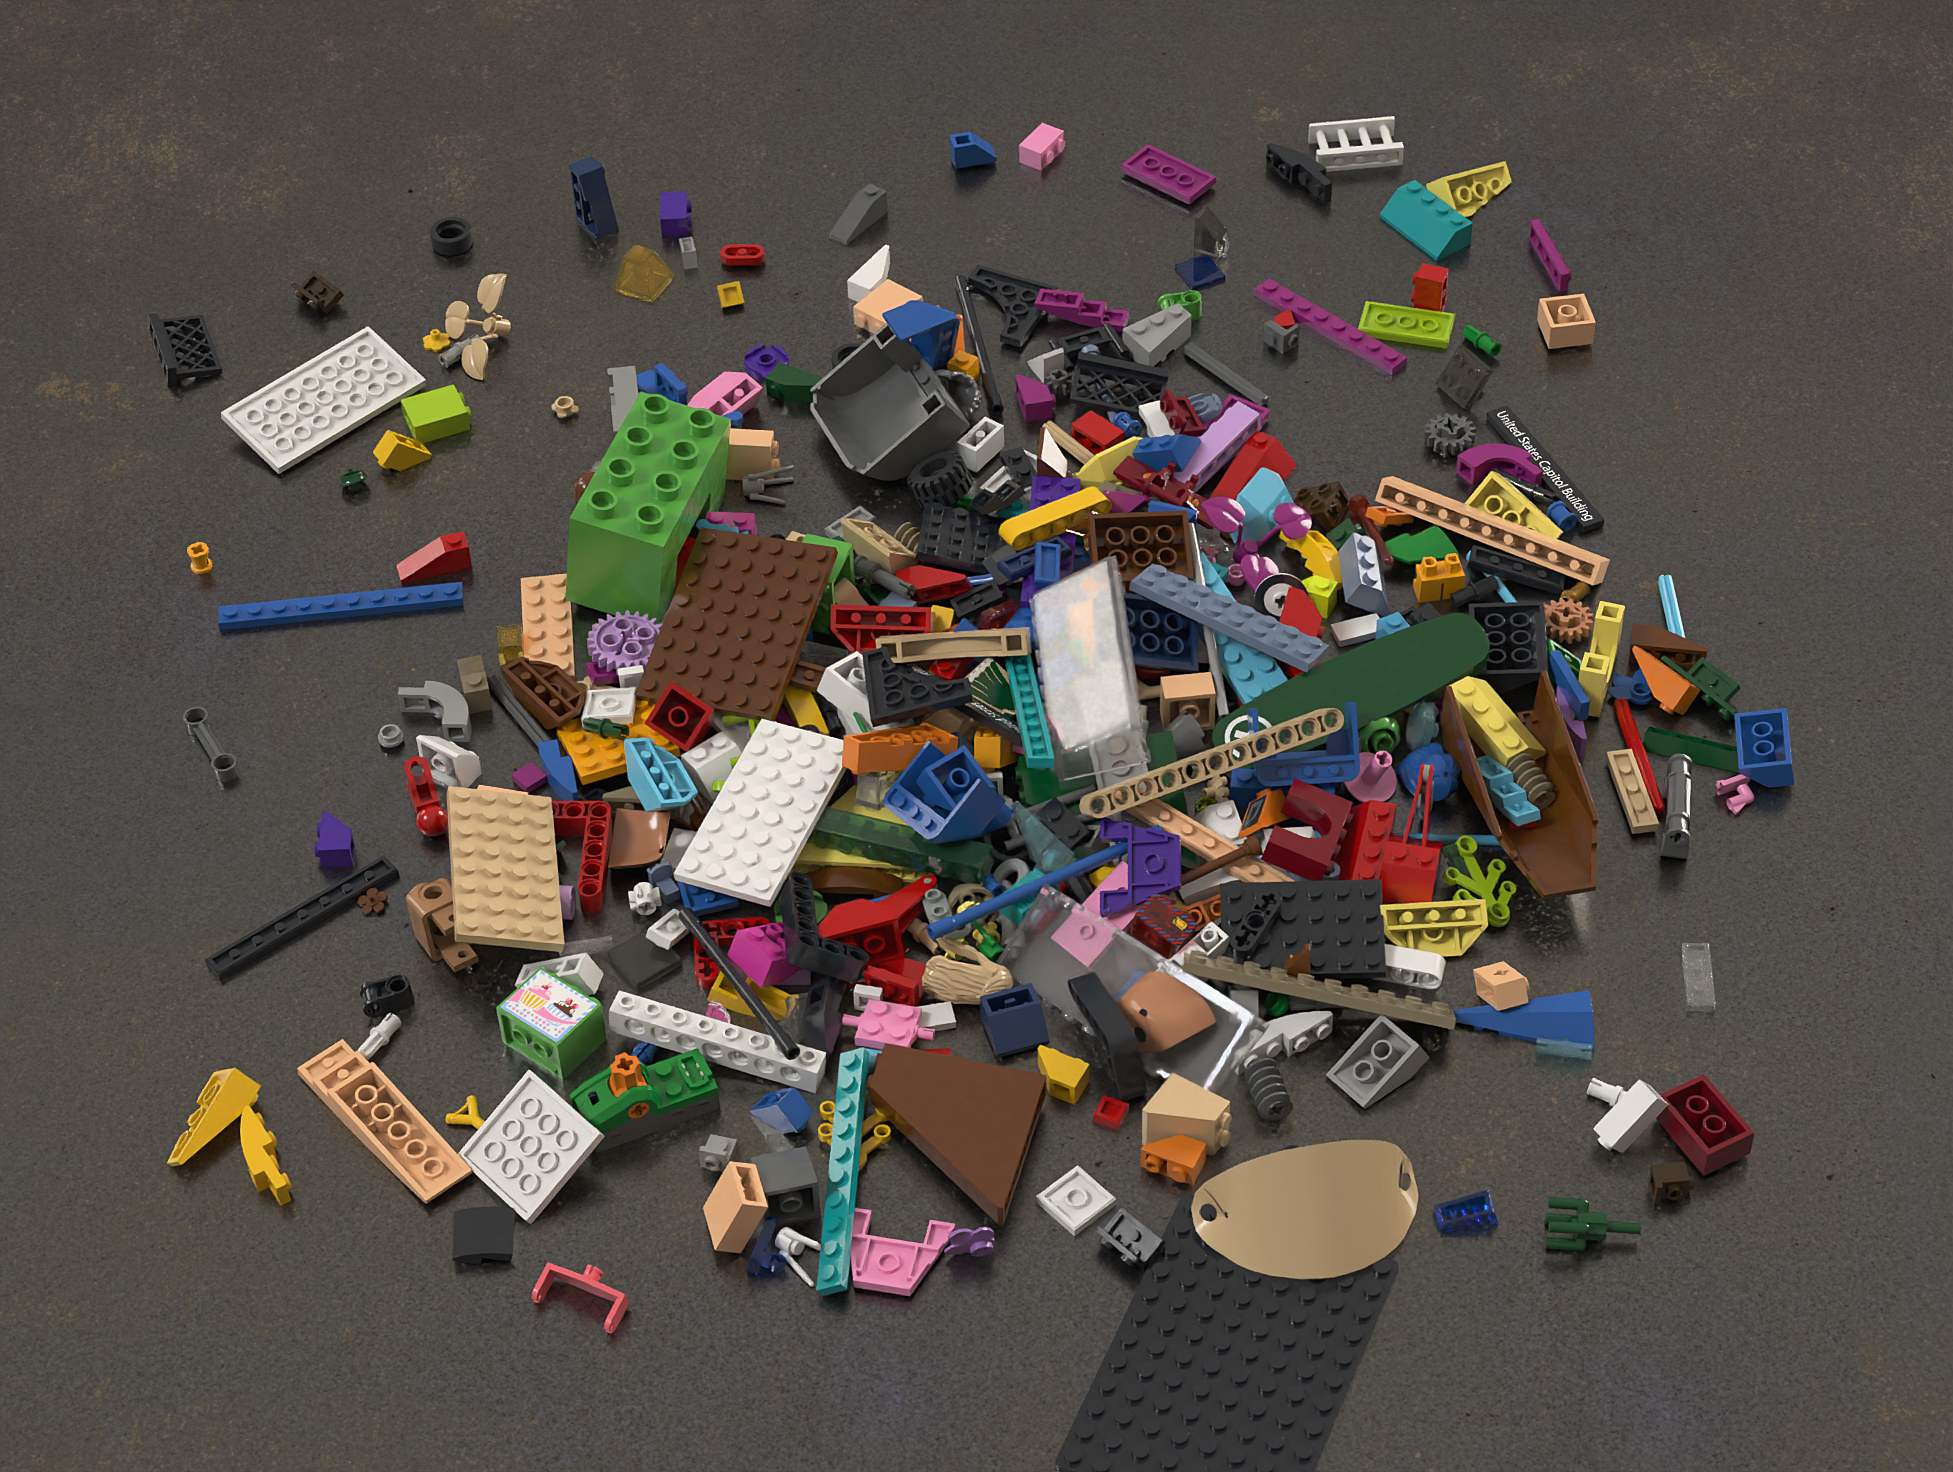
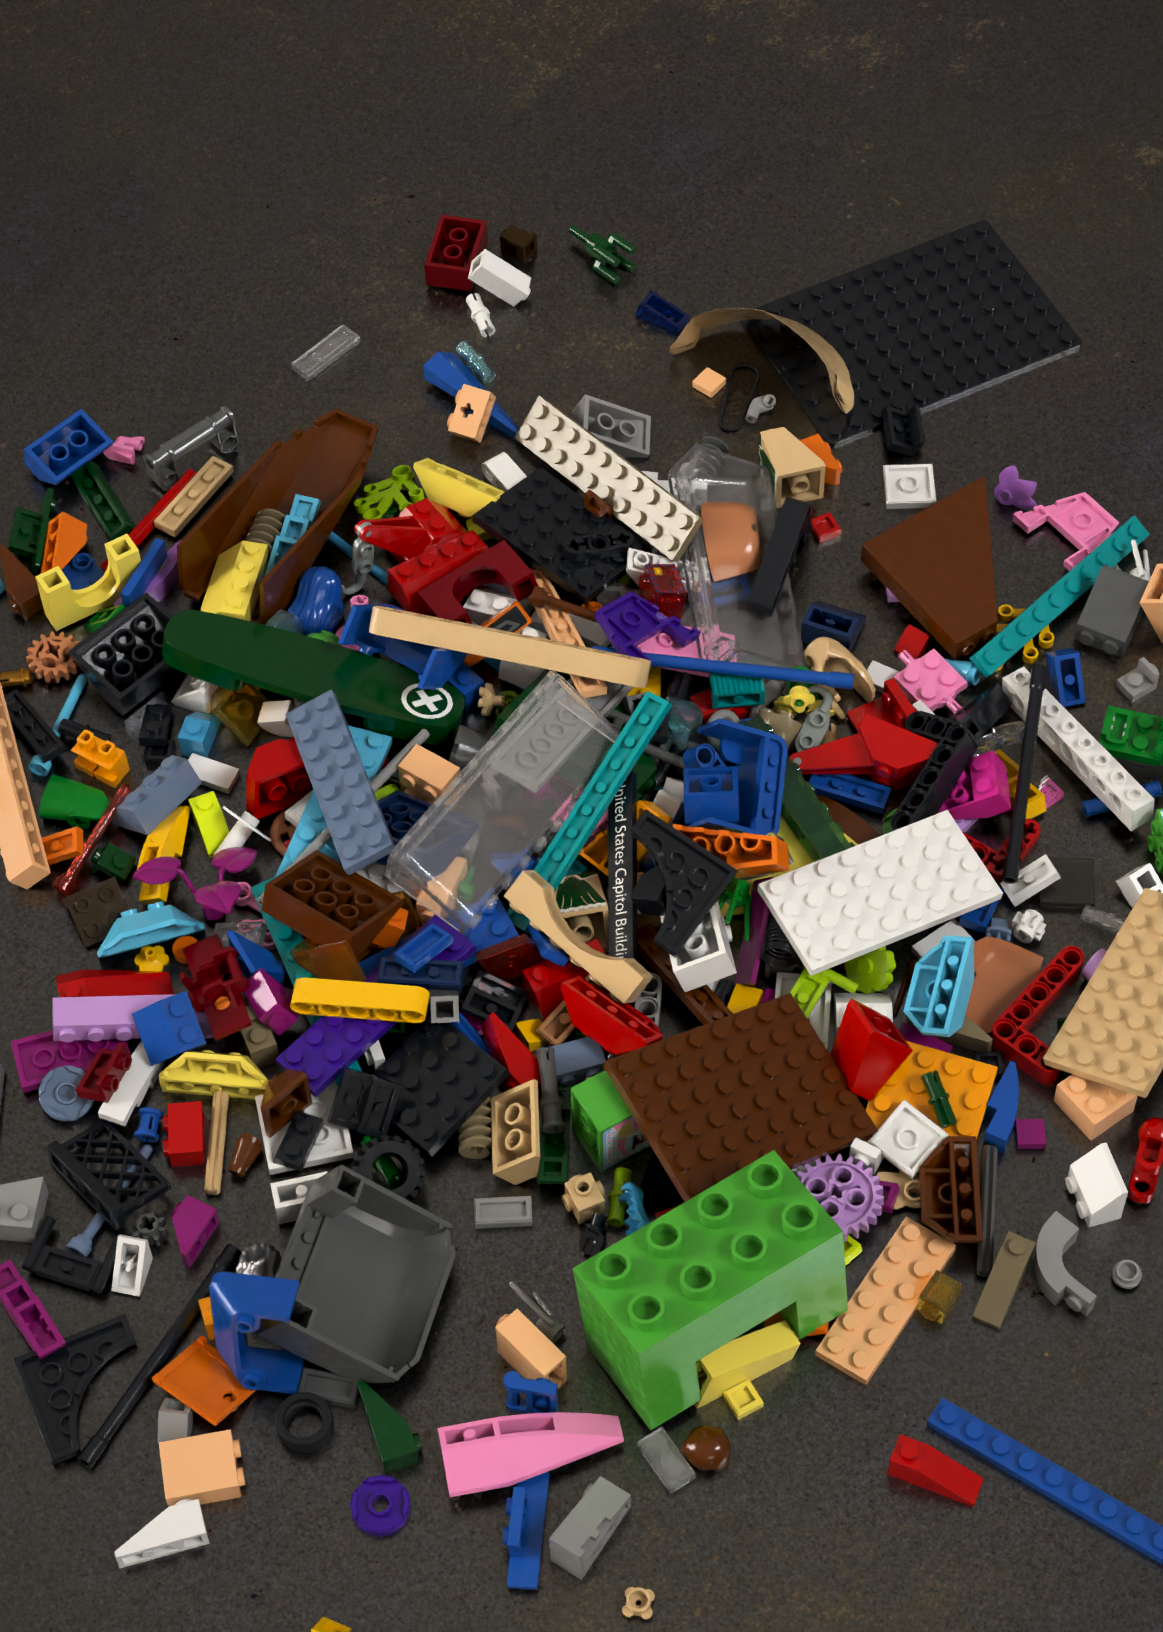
camera: 140 degrees left, 10 degrees up
(1064, 1074) = (835, 566): yellow slope -> none

